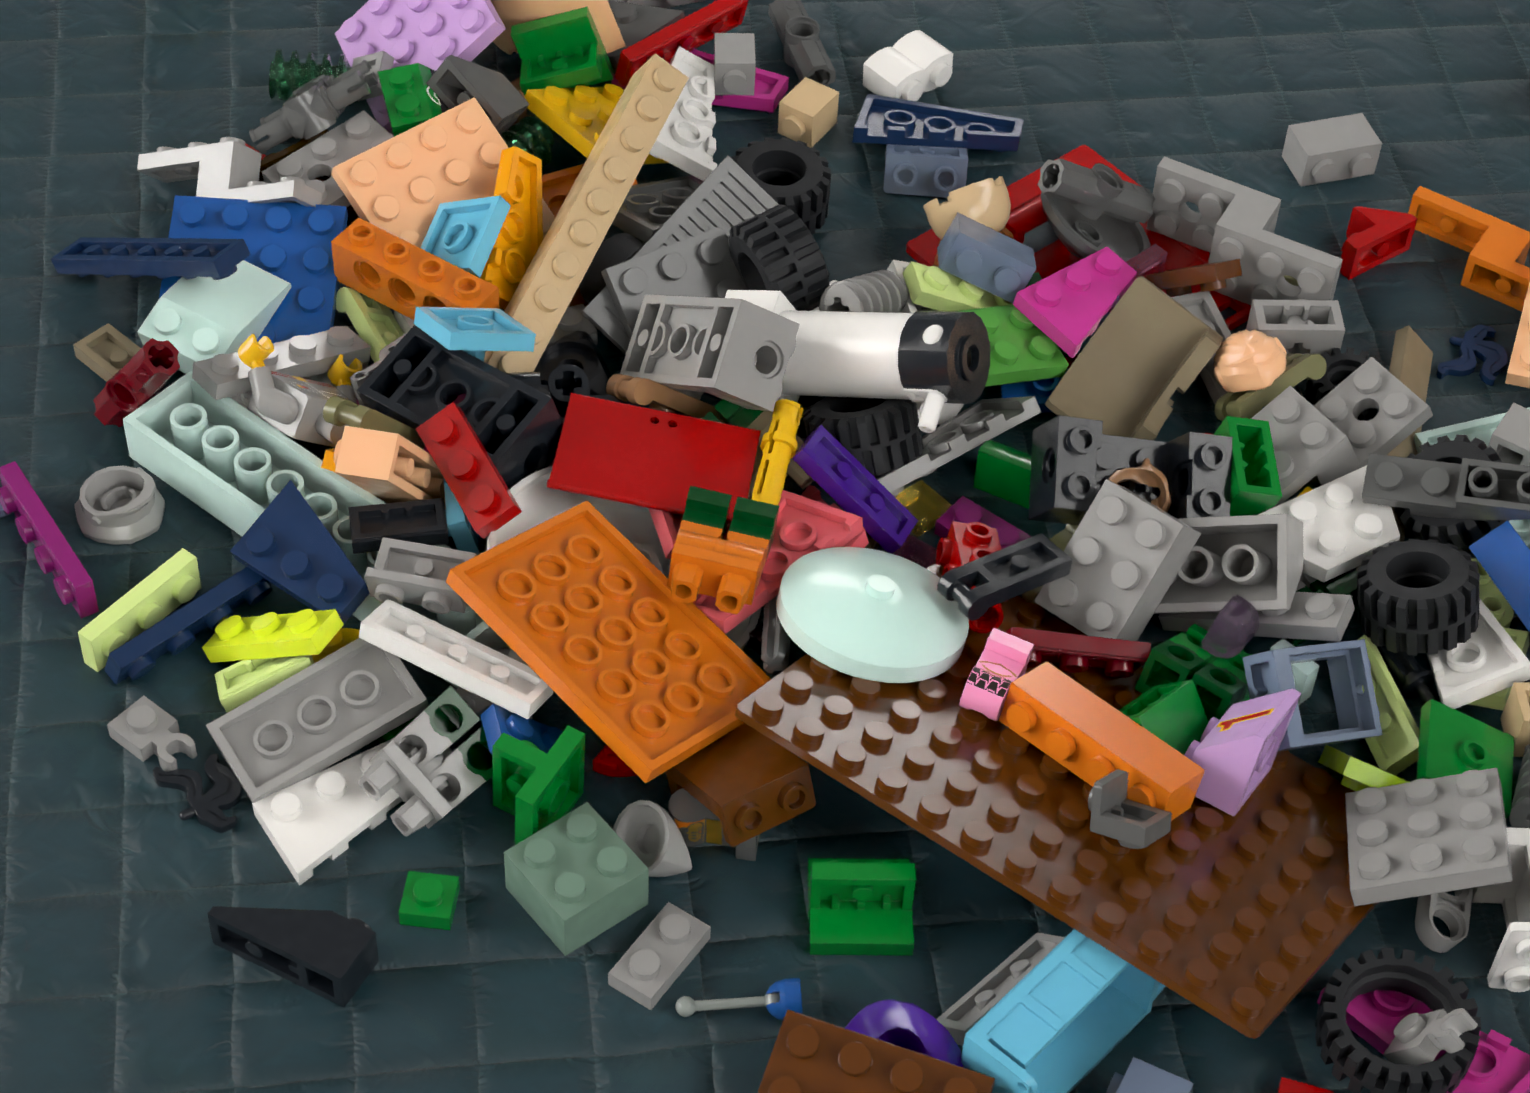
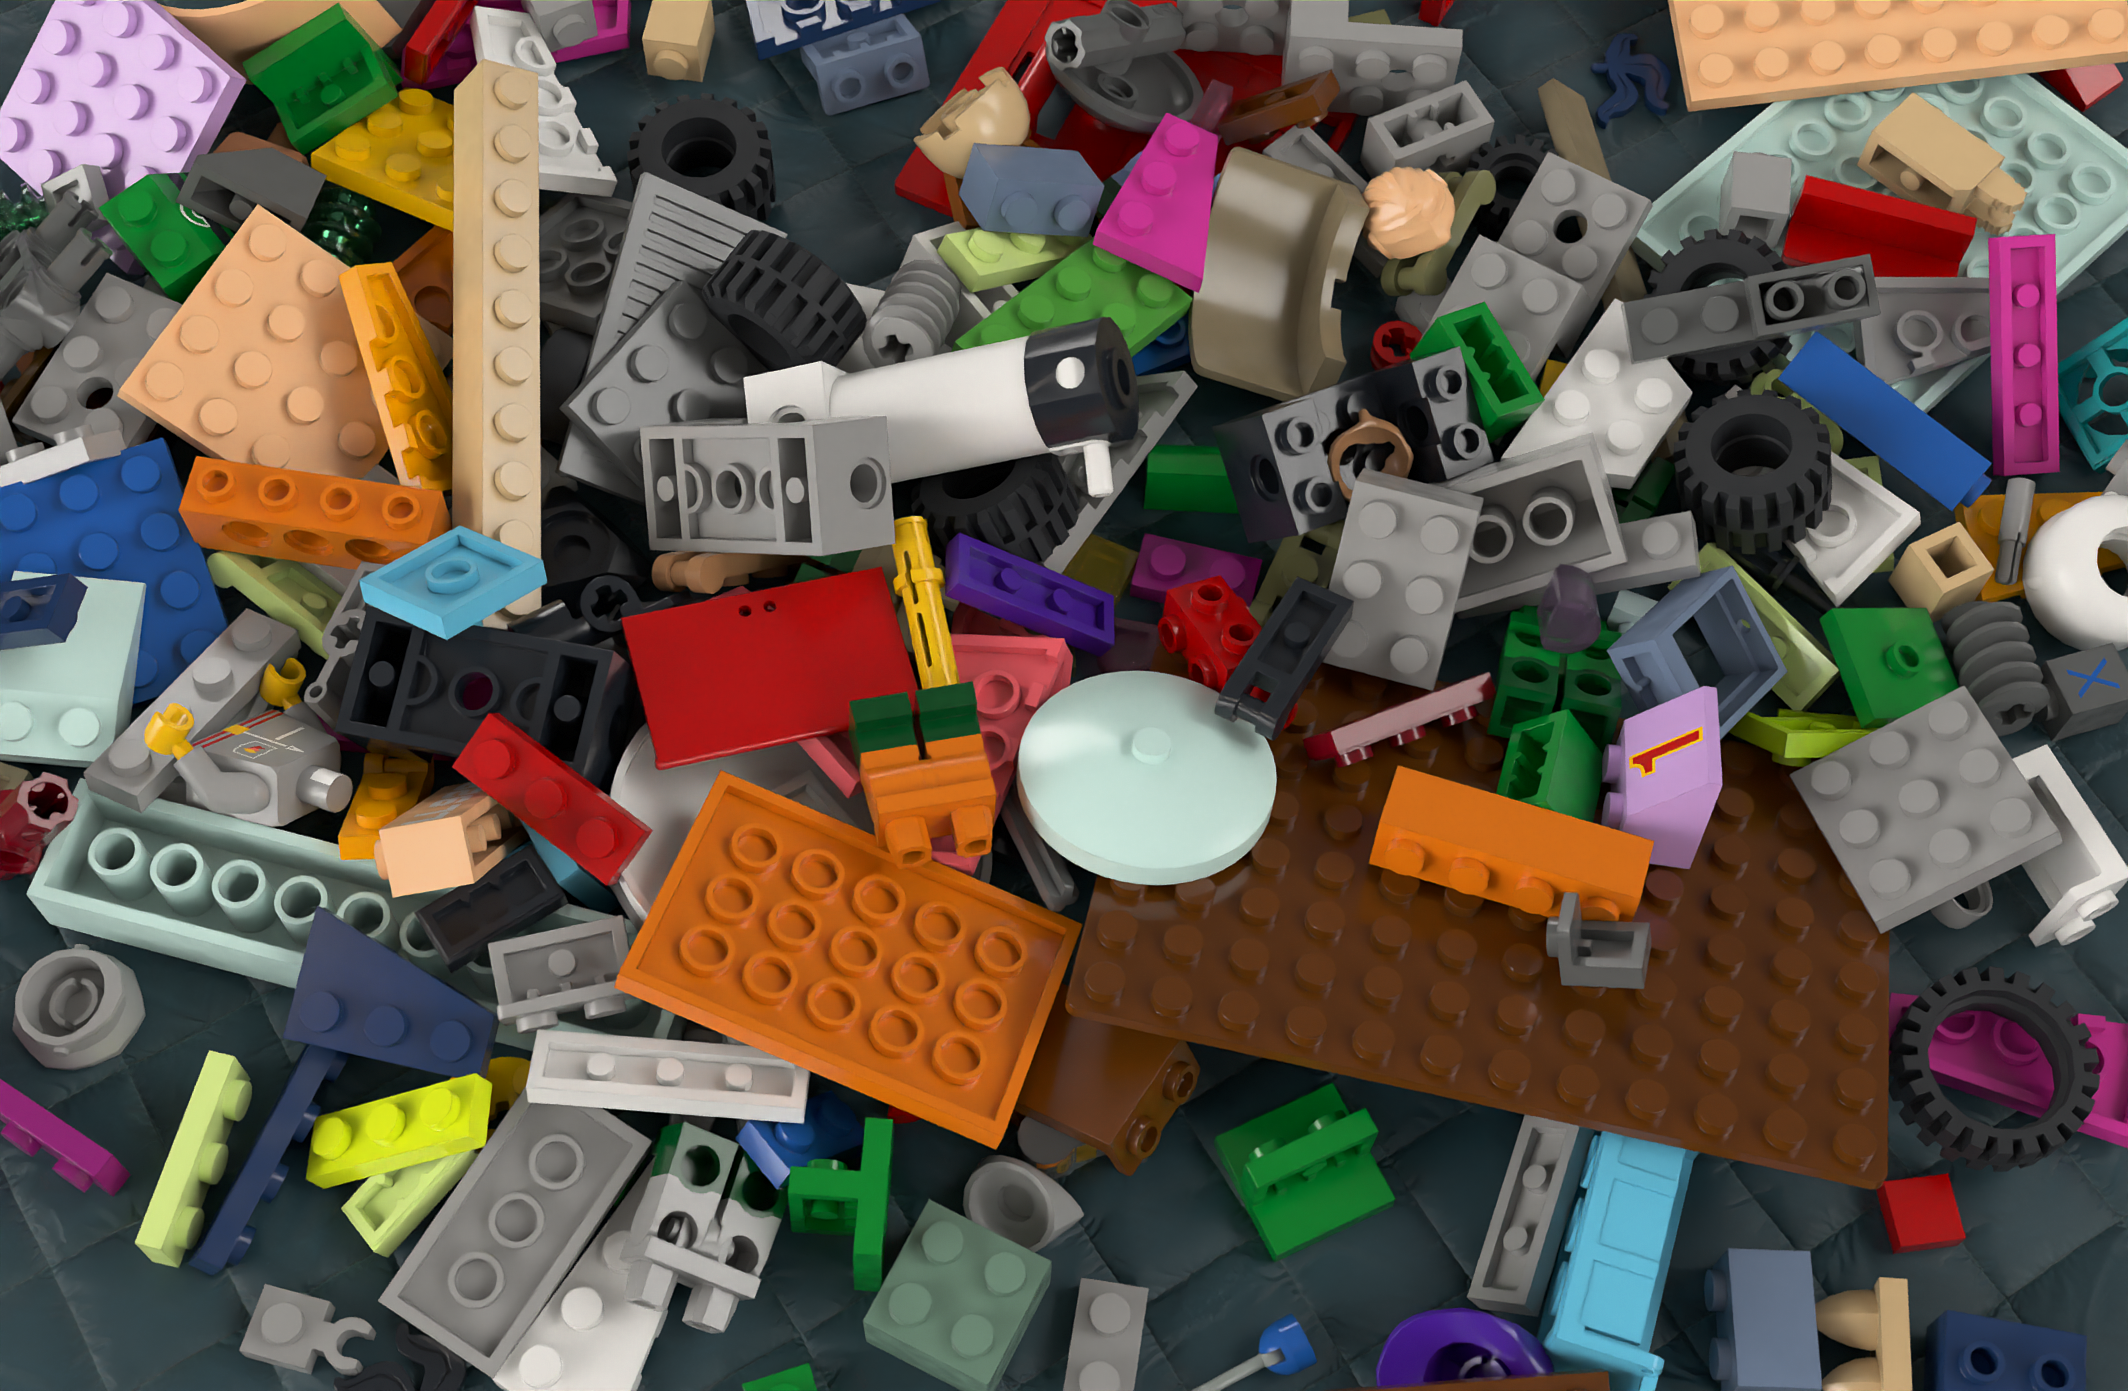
camera: 25 degrees left, 15 degrees up
(343, 411) = (388, 782): olive plate -> none
(466, 231) = (348, 422): medium azure tile -> none
(999, 664) = (1340, 805): bright pink leg -> none
(1424, 1035) = (2032, 1070): light grey plate -> none

